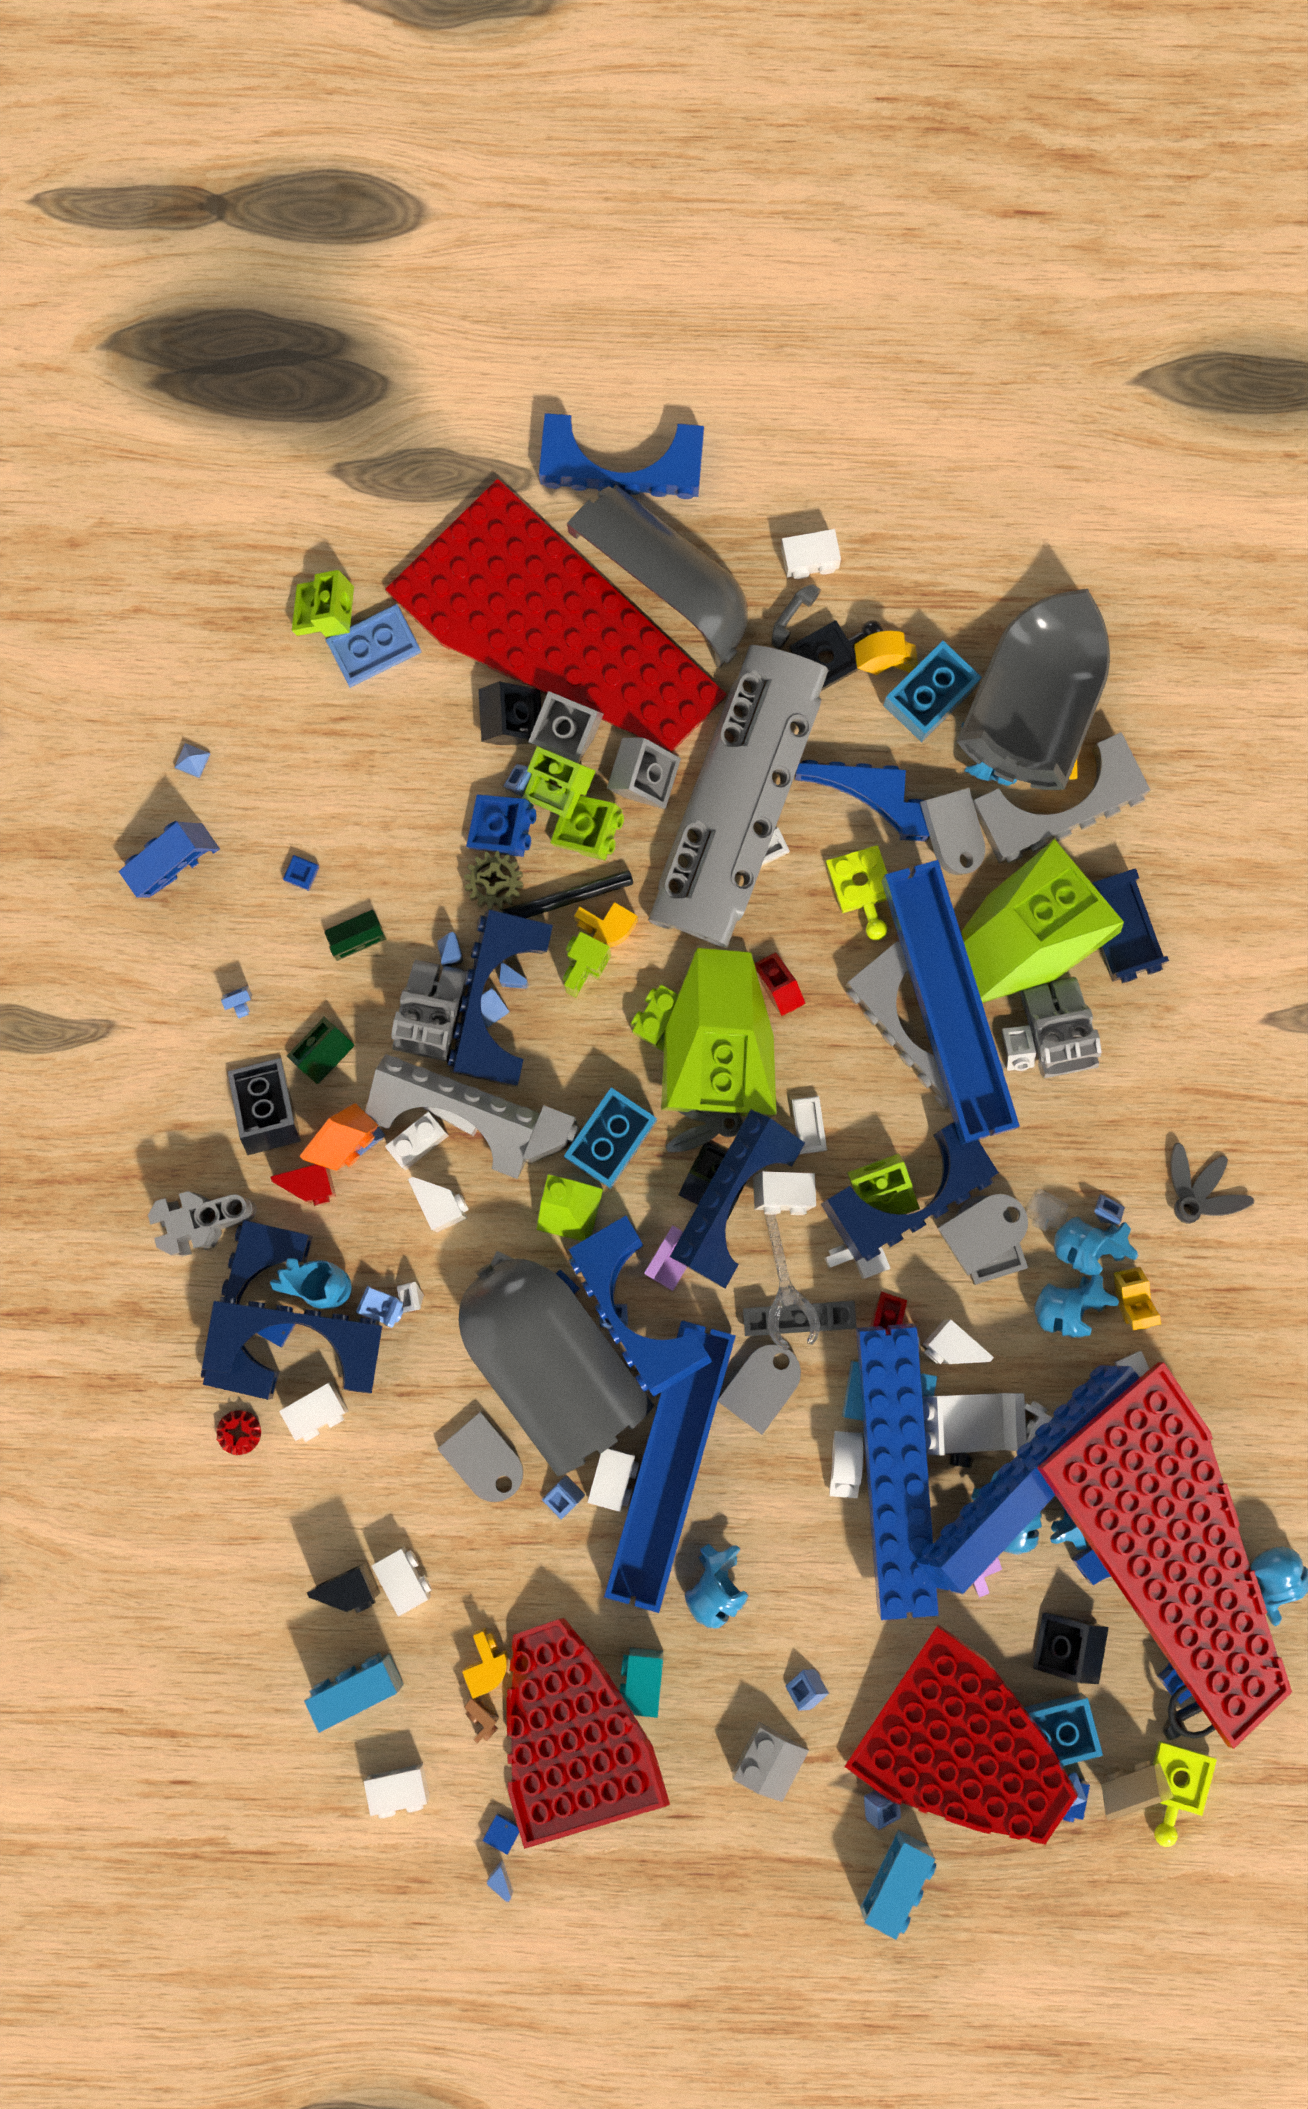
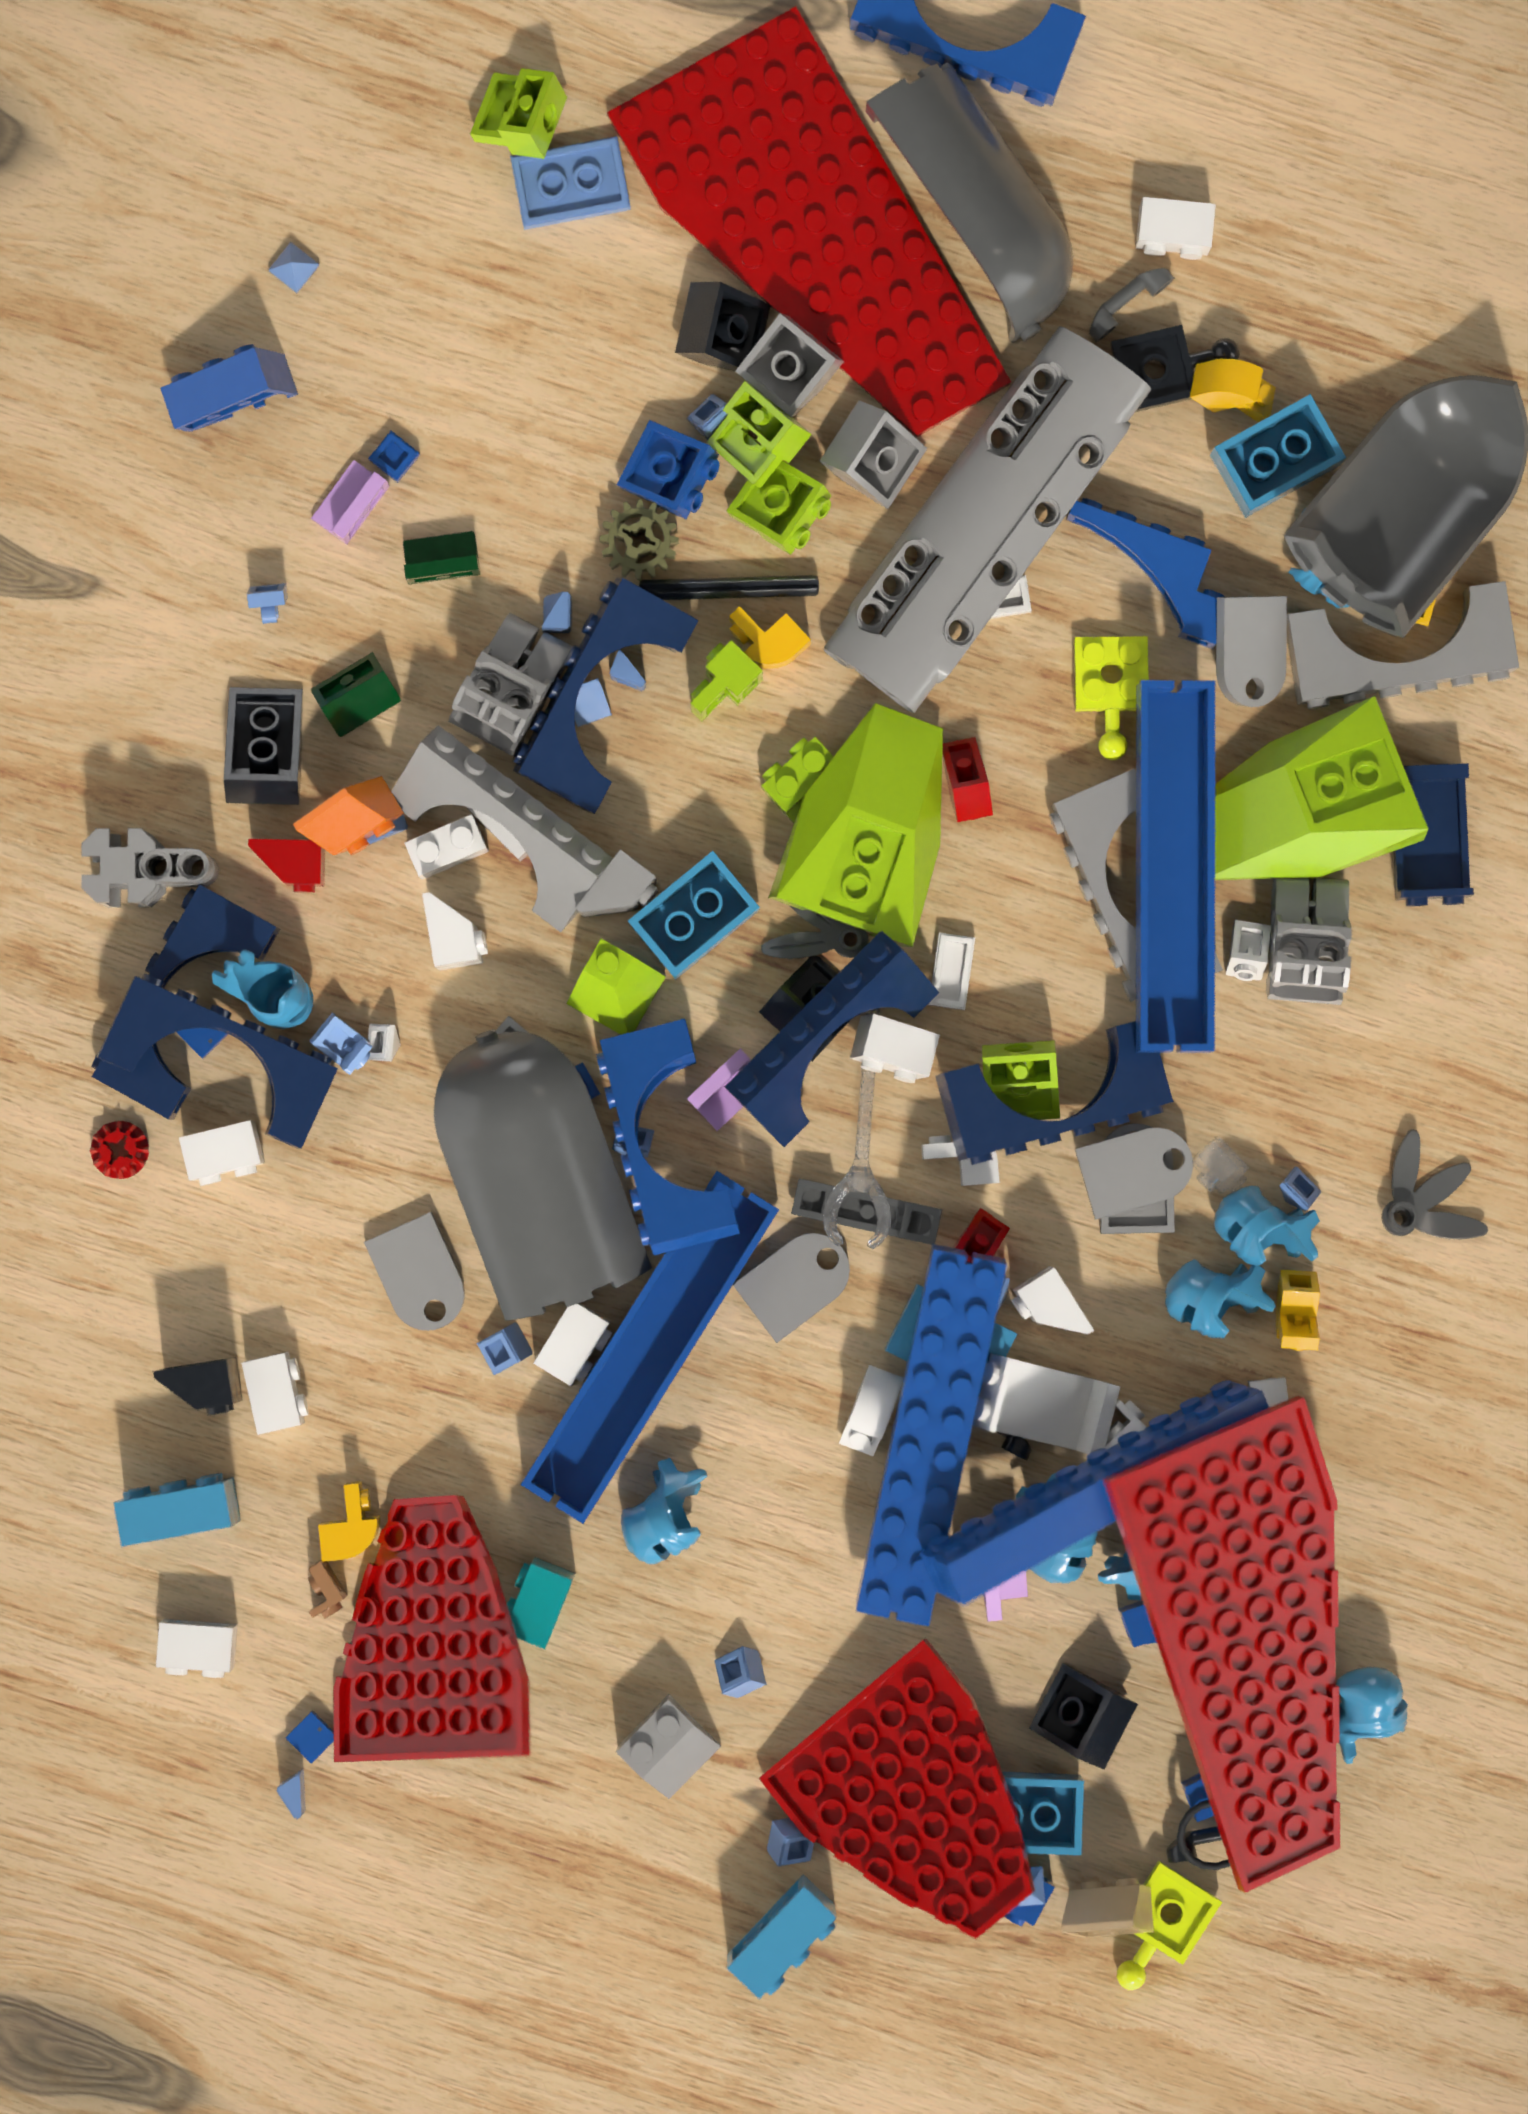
camera: 10 degrees right, 5 degrees up
(278, 913) = (350, 501): none -> lavender panel

